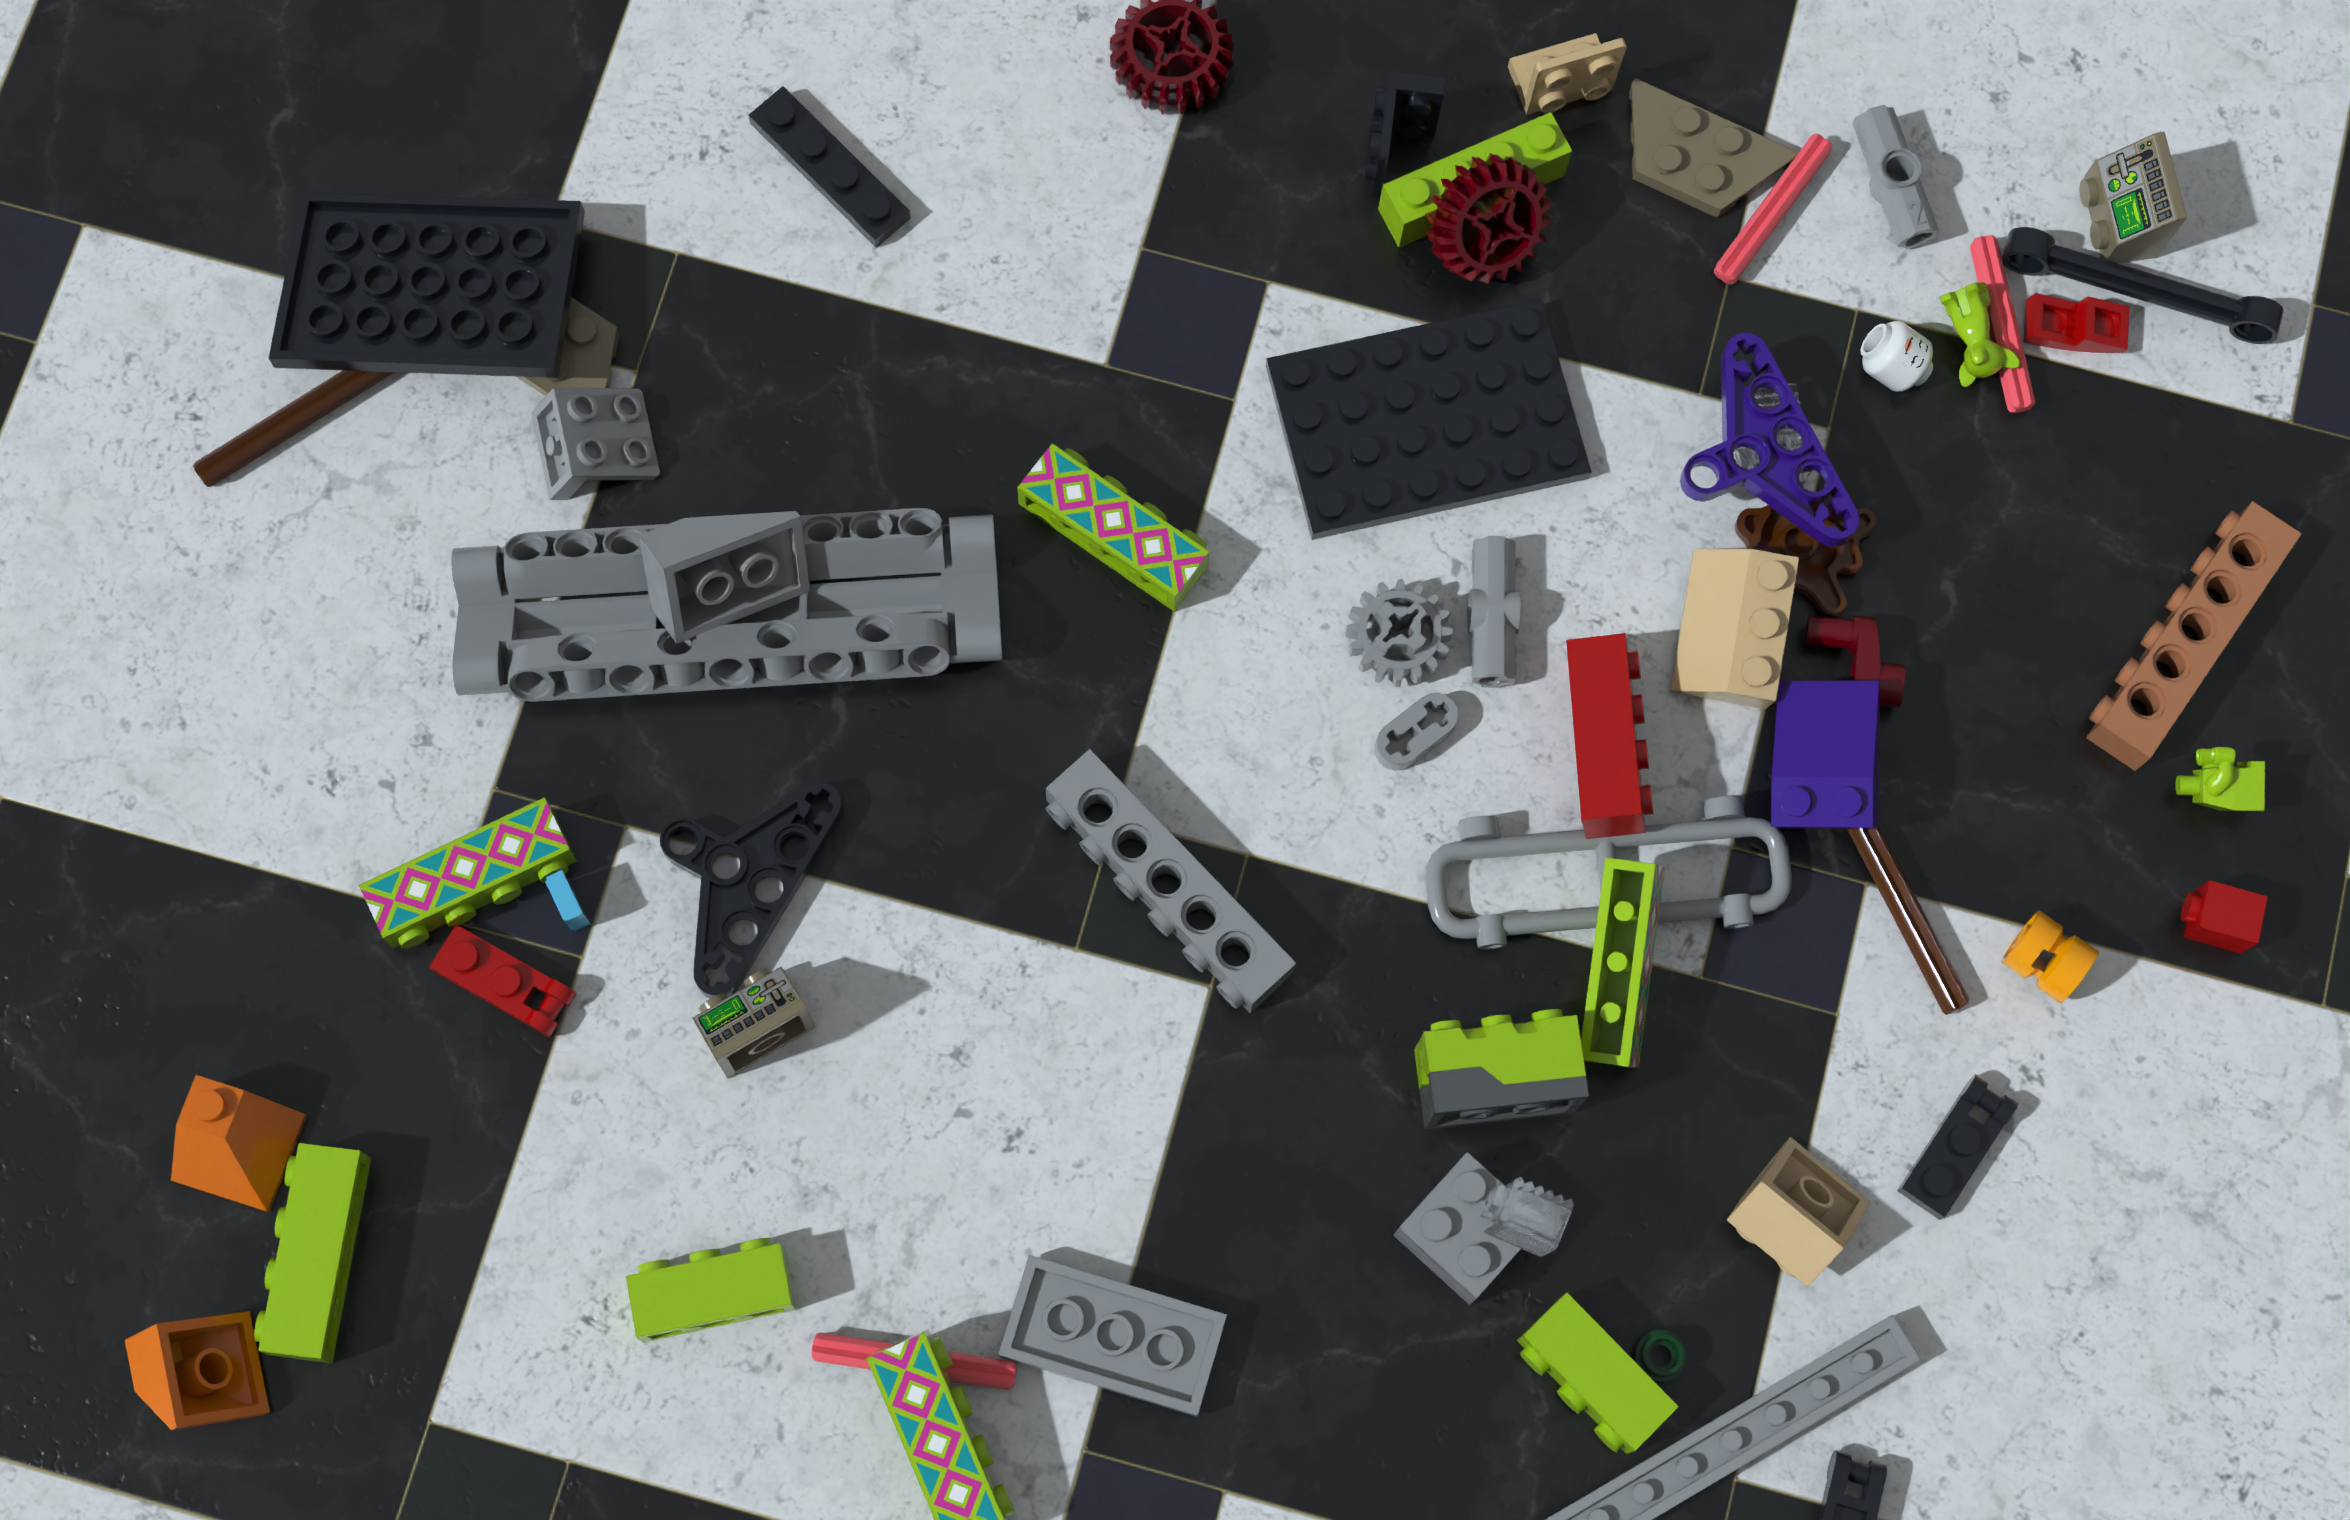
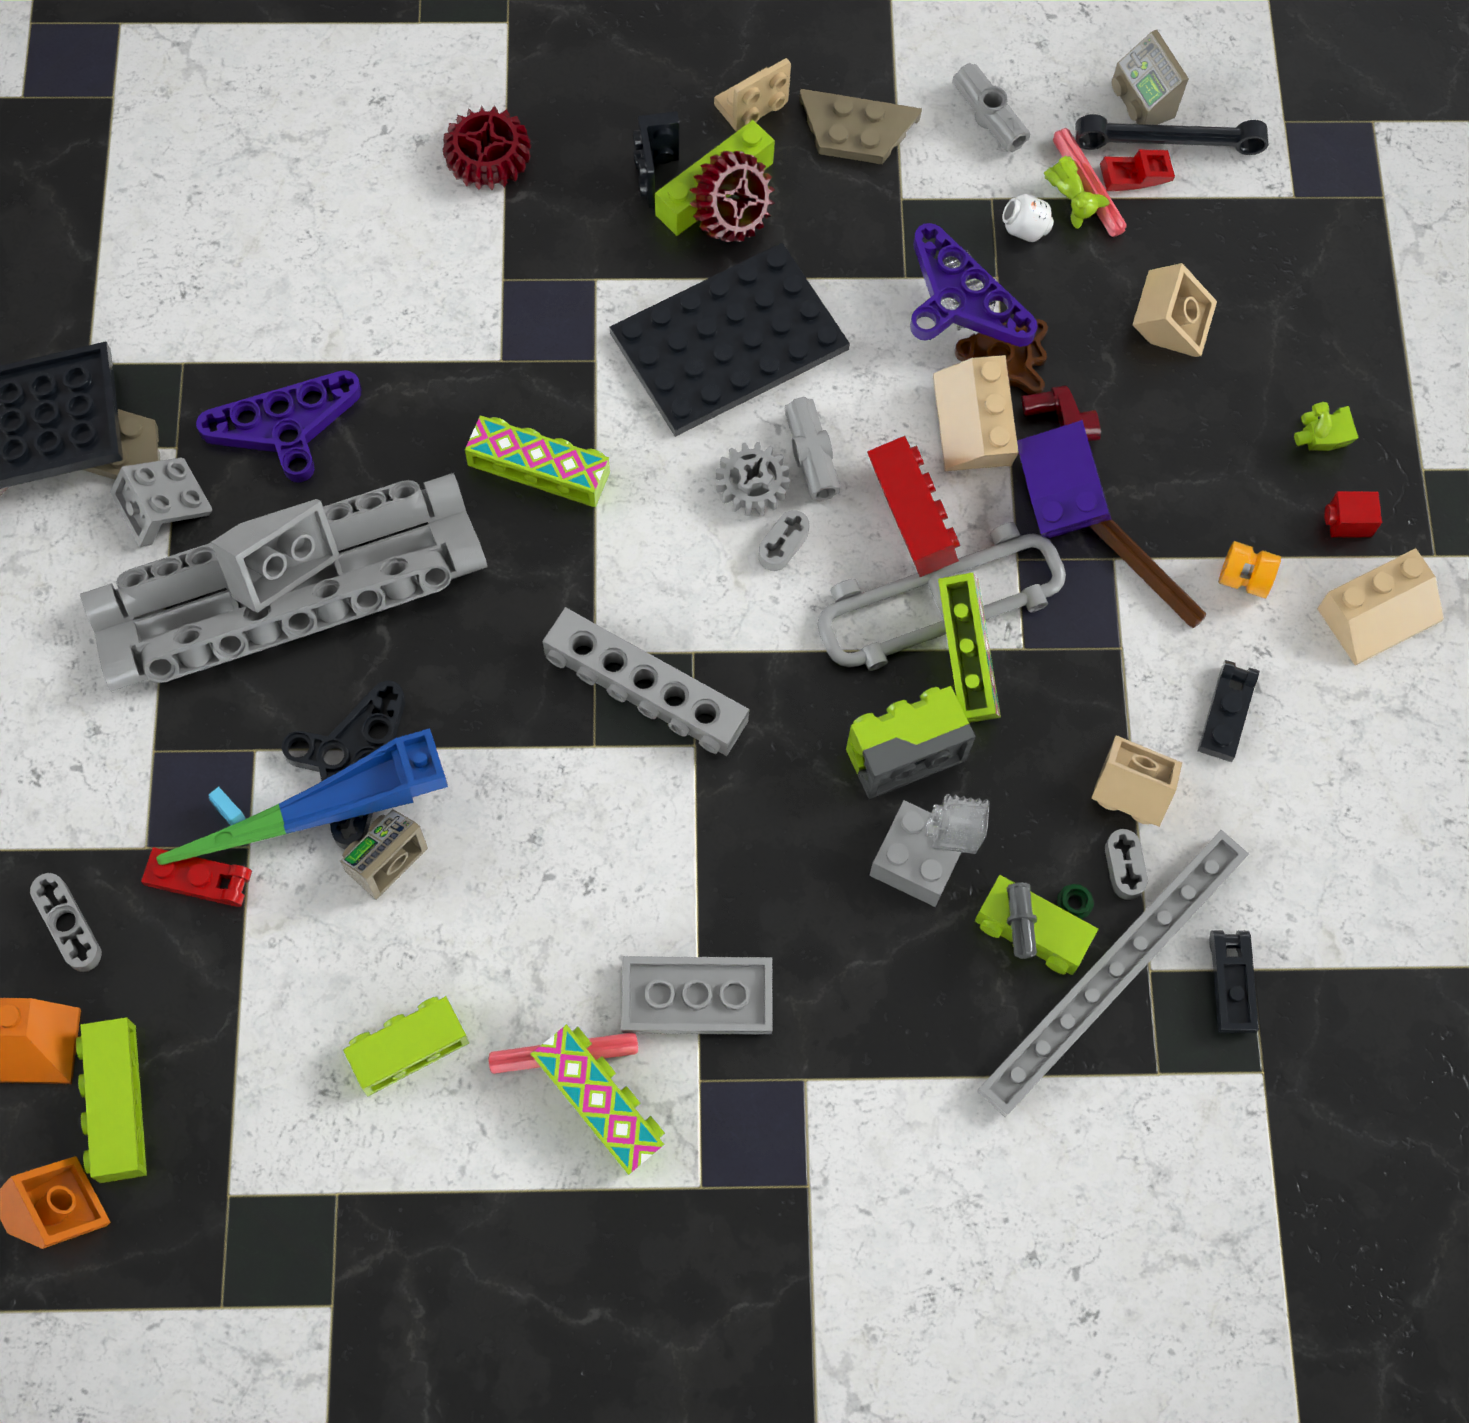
camera: 15 degrees left, 5 degrees down
(323, 955) = (44, 905): none -> light grey beam
(467, 875) = (151, 810): brick -> none
(768, 924) = (373, 784): none -> blue plate
(812, 373) = (267, 426): none -> dark purple beam
(829, 166) = (273, 280): black plate -> none
(1576, 1367) = (1021, 920): none -> dark grey axle
(1760, 1323) = (1134, 862): none -> light grey beam
(1772, 209) = (917, 148): coral axle -> none
(2064, 549) = (1175, 310): none -> tan slope
(2223, 1062) = (1383, 606): none -> tan slope
(2265, 545) = (1302, 274): nougat brick -> none

